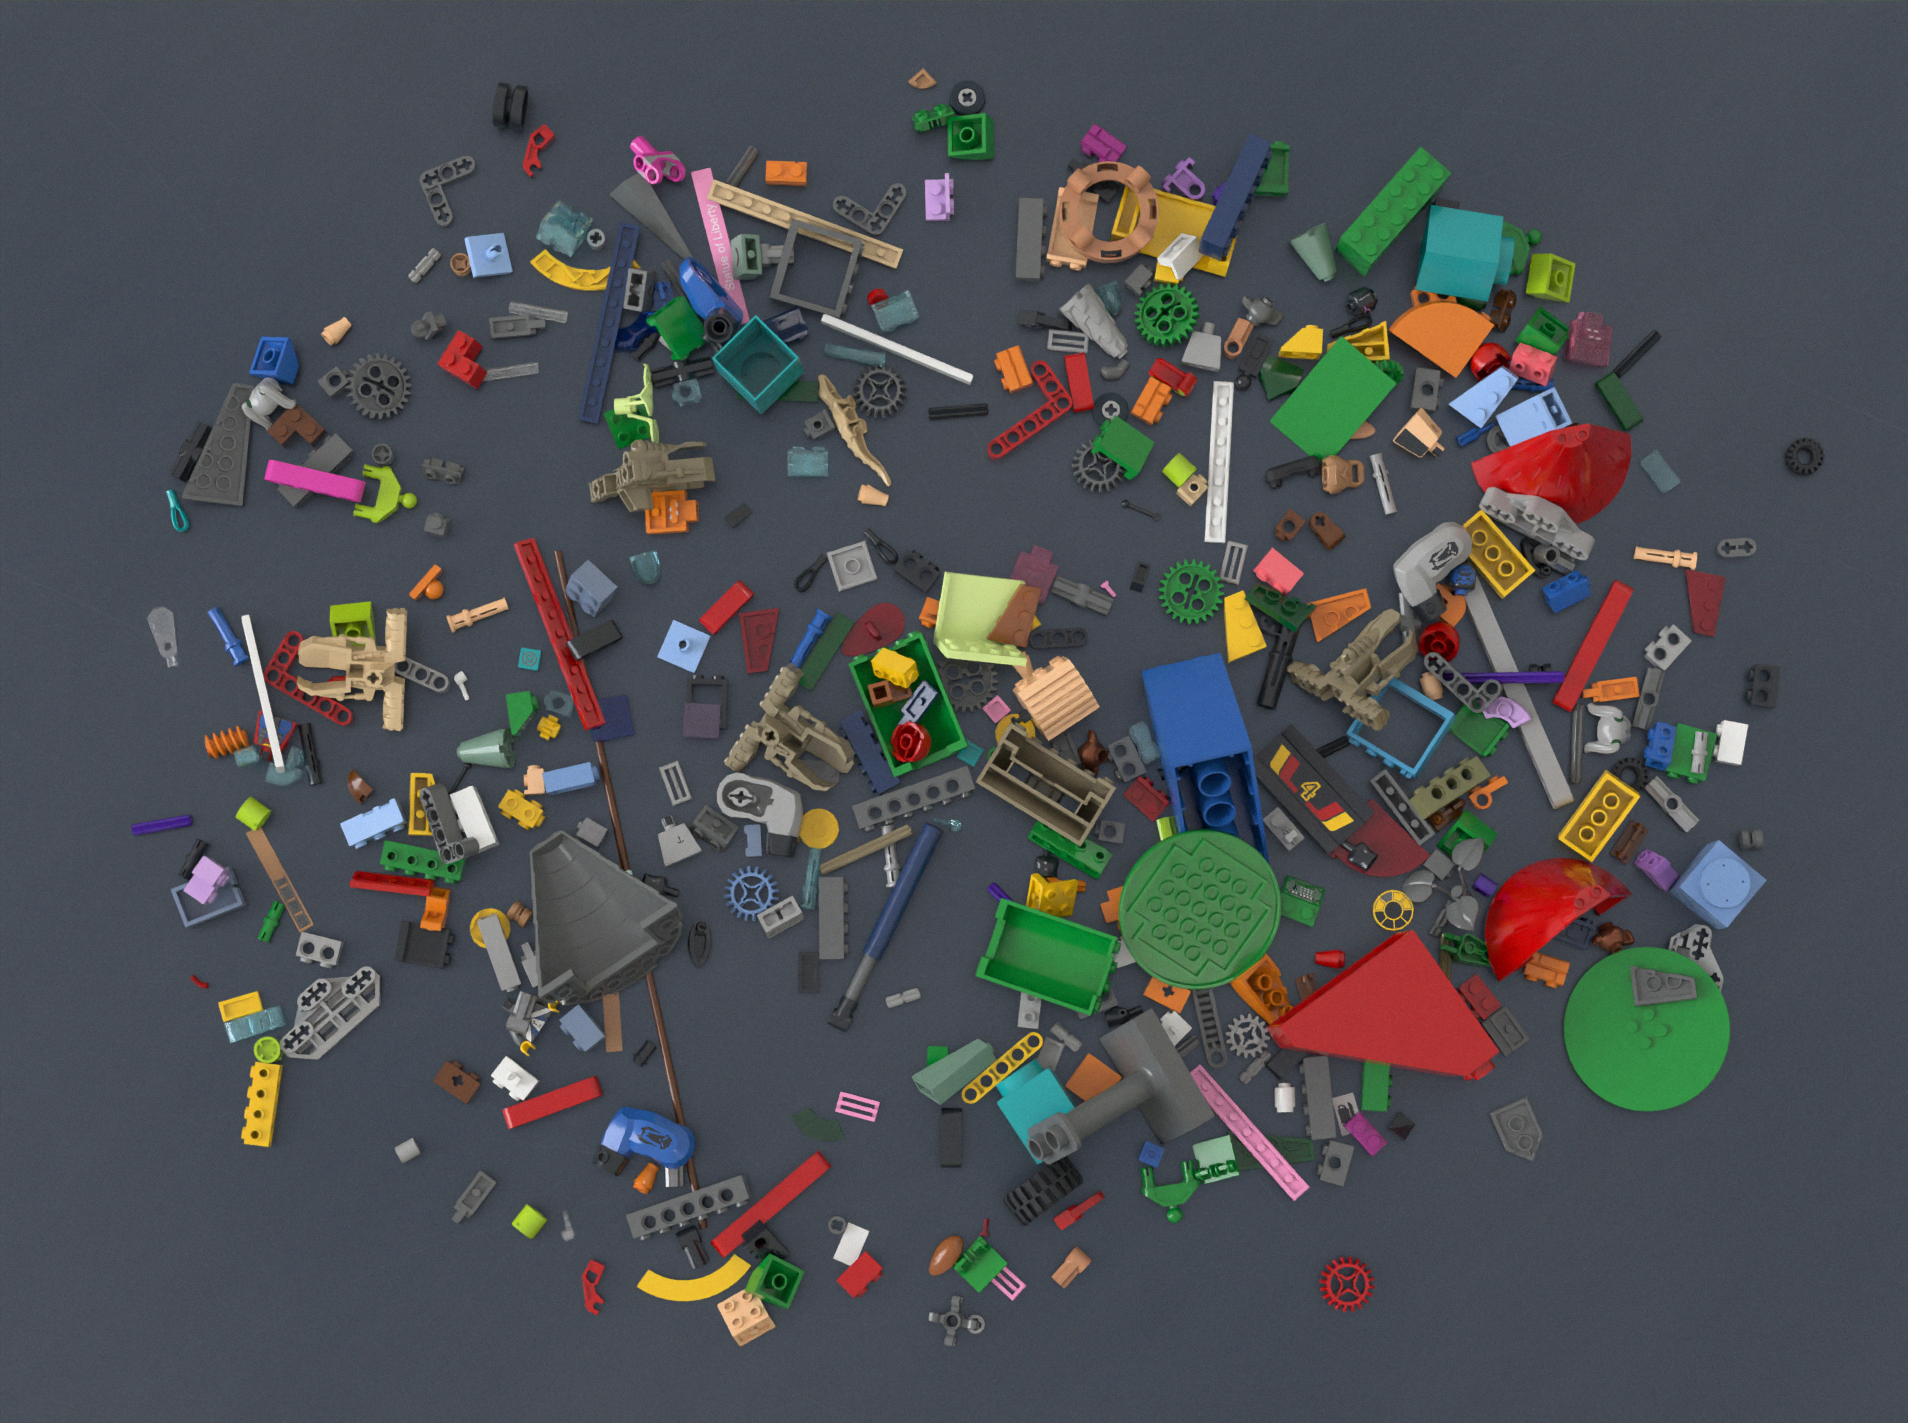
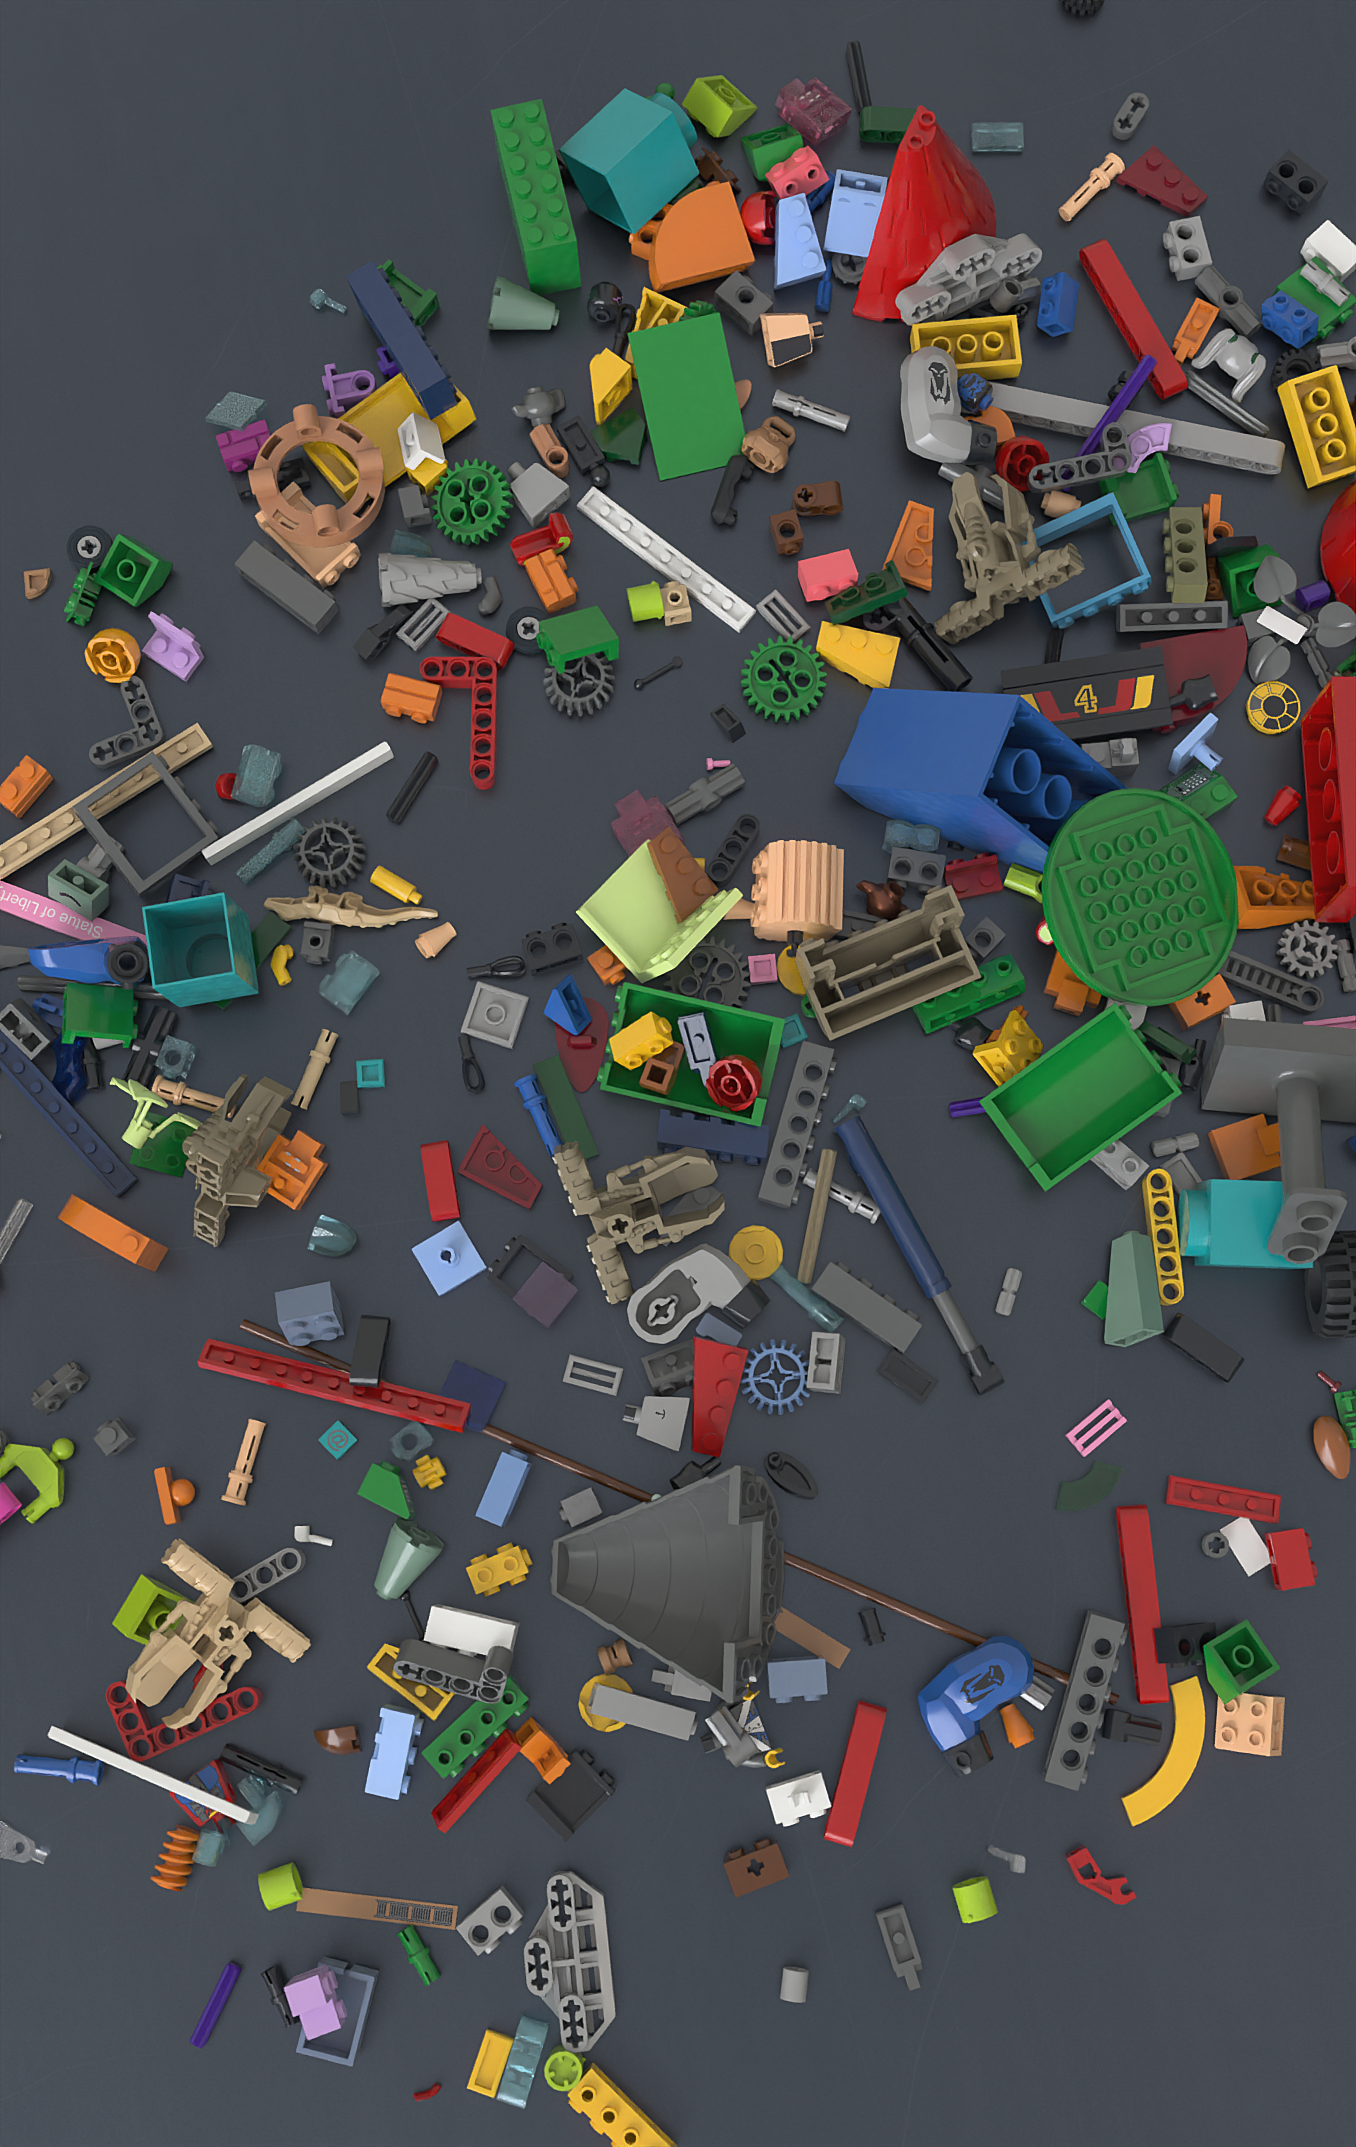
camera: 50 degrees left, 5 degrees down
(534, 781) = (477, 1531): light nougat brick -> none
(554, 434) = (113, 1233): none -> orange brick
(668, 411) = (180, 1094): none -> light nougat pin
(720, 860) = (716, 1384): none -> red wing
(747, 479) = (314, 1069): none -> tan pin
(762, 517) = (370, 1073): none -> teal tile
(791, 410) = (279, 961): none -> yellow arm
(868, 1211) = (1223, 1499): none -> red tile
(886, 608) = (568, 1006): none -> blue slope
(888, 447) = (395, 885): none -> yellow cylinder
(908, 166) = (113, 654): none -> light orange cylinder
(1120, 122) = (236, 411): none -> clear light blue piece
(1124, 989) = (1167, 1042): none -> dark green slope
(1234, 117) = (319, 297): none -> clear light blue hand
(1327, 878) = (1196, 746): none -> light blue tile
(1446, 878) = (1281, 625): none -> white sticker
(1477, 812) = (1230, 545): none -> black tile

